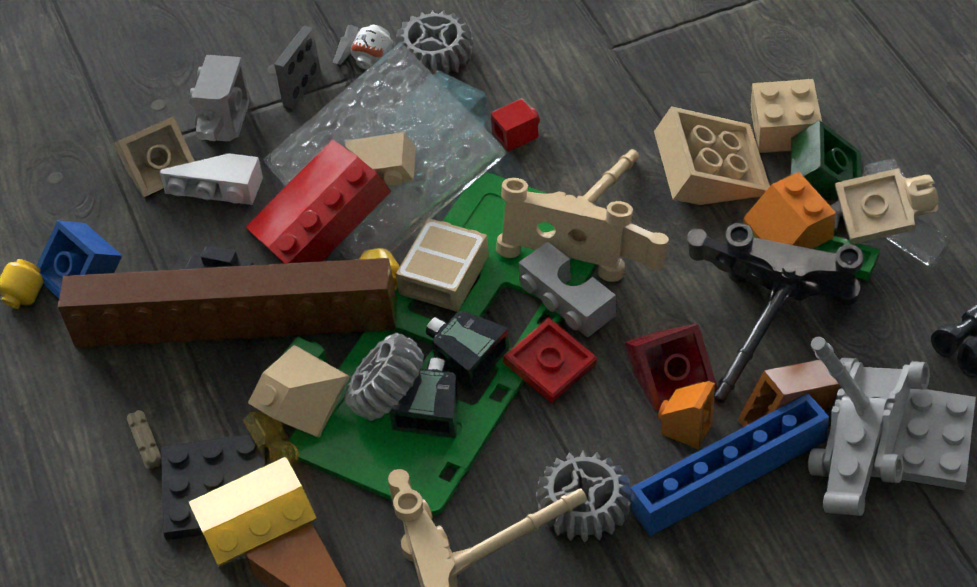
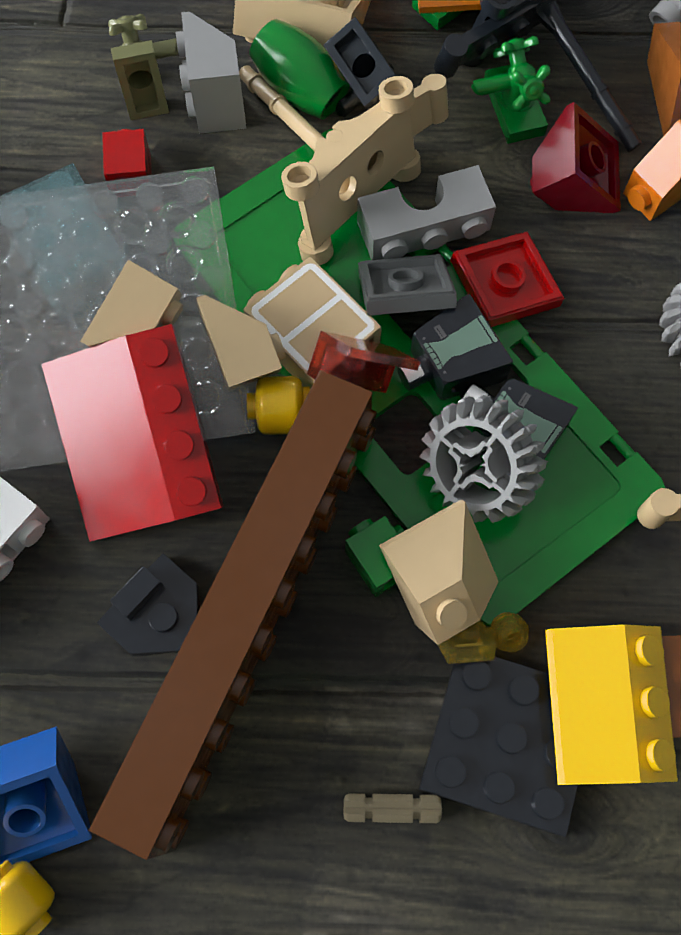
camera: 70 degrees left, 20 degrees up
(394, 219) = (240, 343): none -> tan slope
(421, 288) = (358, 361): none -> clear red panel
(500, 296) = (406, 284): none -> dark grey tile
(579, 92) = (138, 67): none -> olive piece
(598, 131) = (210, 75): none -> light grey slope
(642, 173) = (298, 68): none -> green piece
(651, 205) = (360, 64): none -> black piece
(711, 301) = (516, 91): none -> green piece

